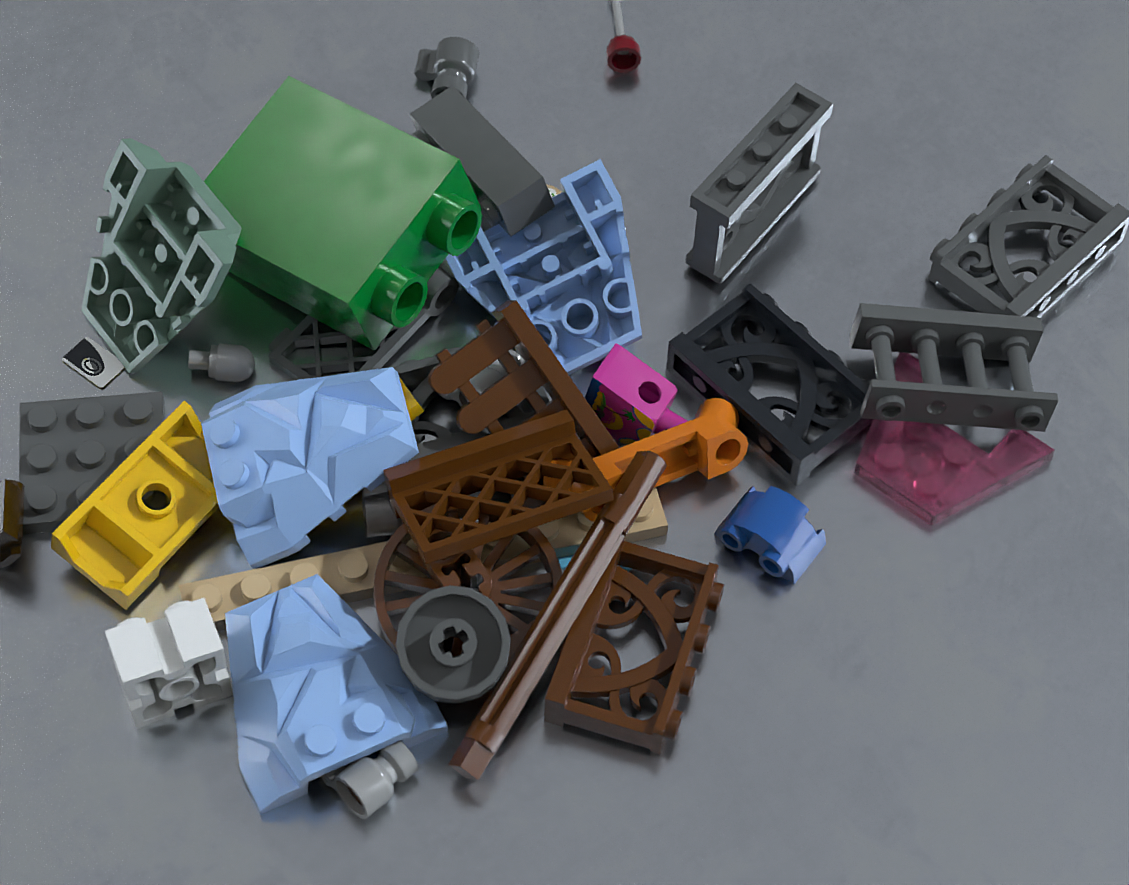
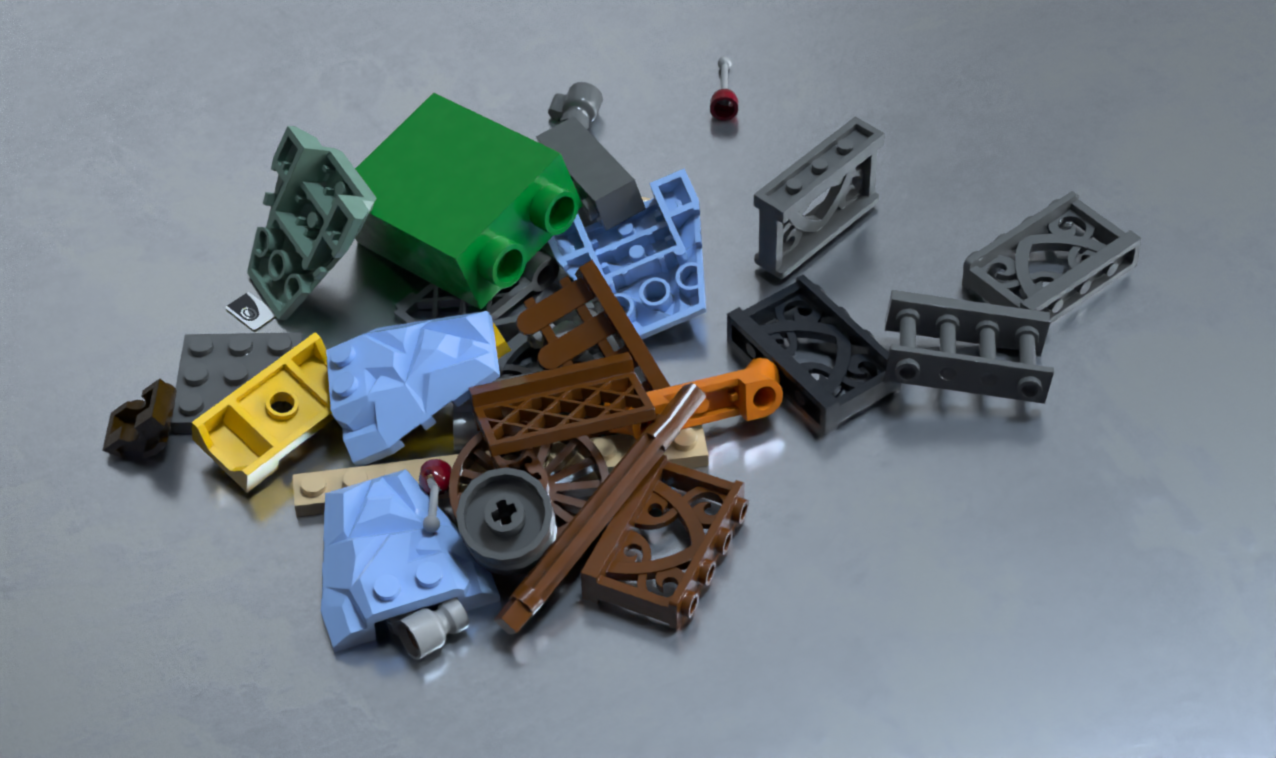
camera: 10 degrees right, 10 degrees down
(169, 662) = (273, 525): white brick -> none
(224, 362) = (356, 314): light grey cylinder -> none
(354, 594) = (434, 486): none -> hinge
(631, 397) = (686, 349): dark pink torso -> none
(775, 529) = (800, 464): blue cylinder -> none
(934, 467) = (948, 428): clear pink wing -> none

